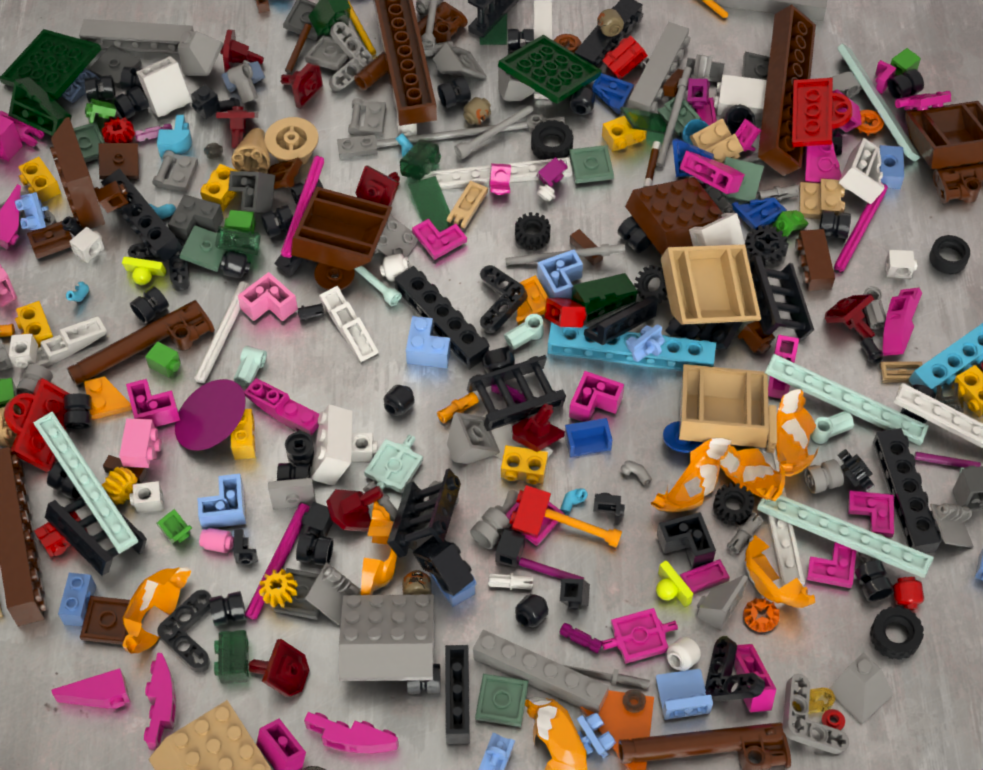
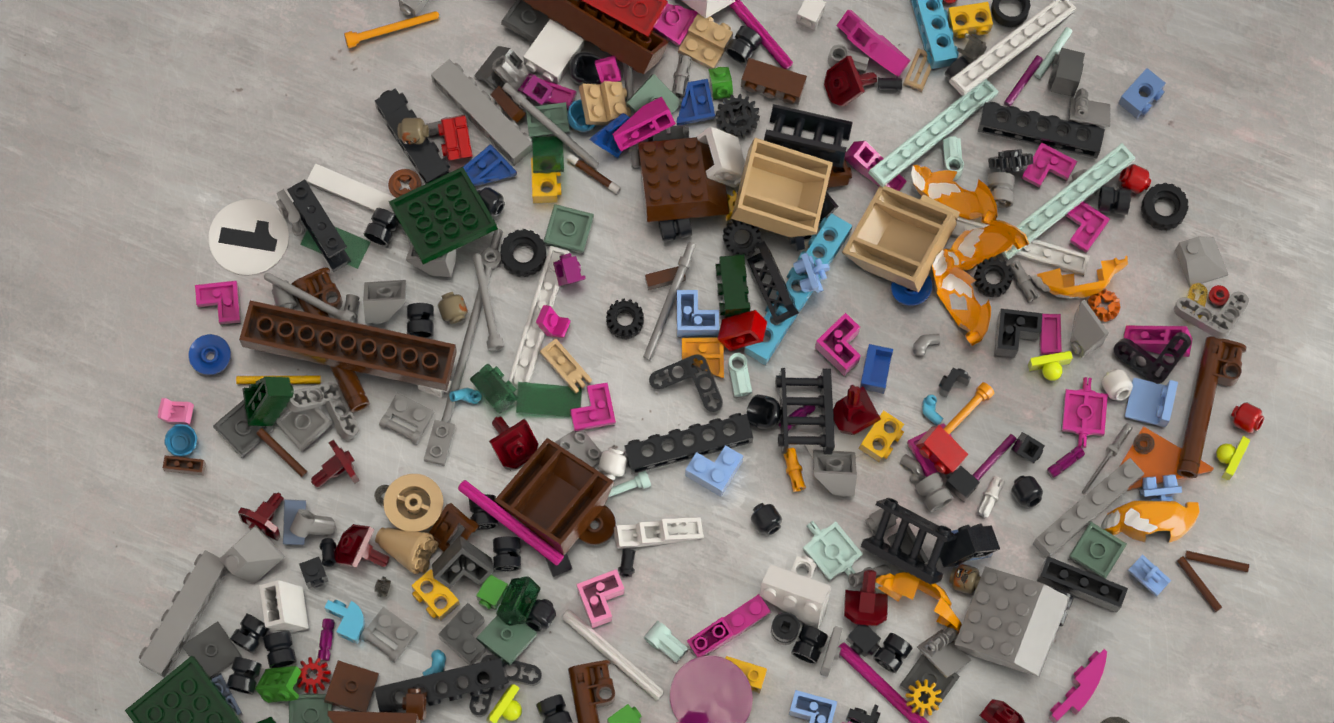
camera: 70 degrees left, 15 degrees up
(546, 193) = (585, 286): white plate -> none

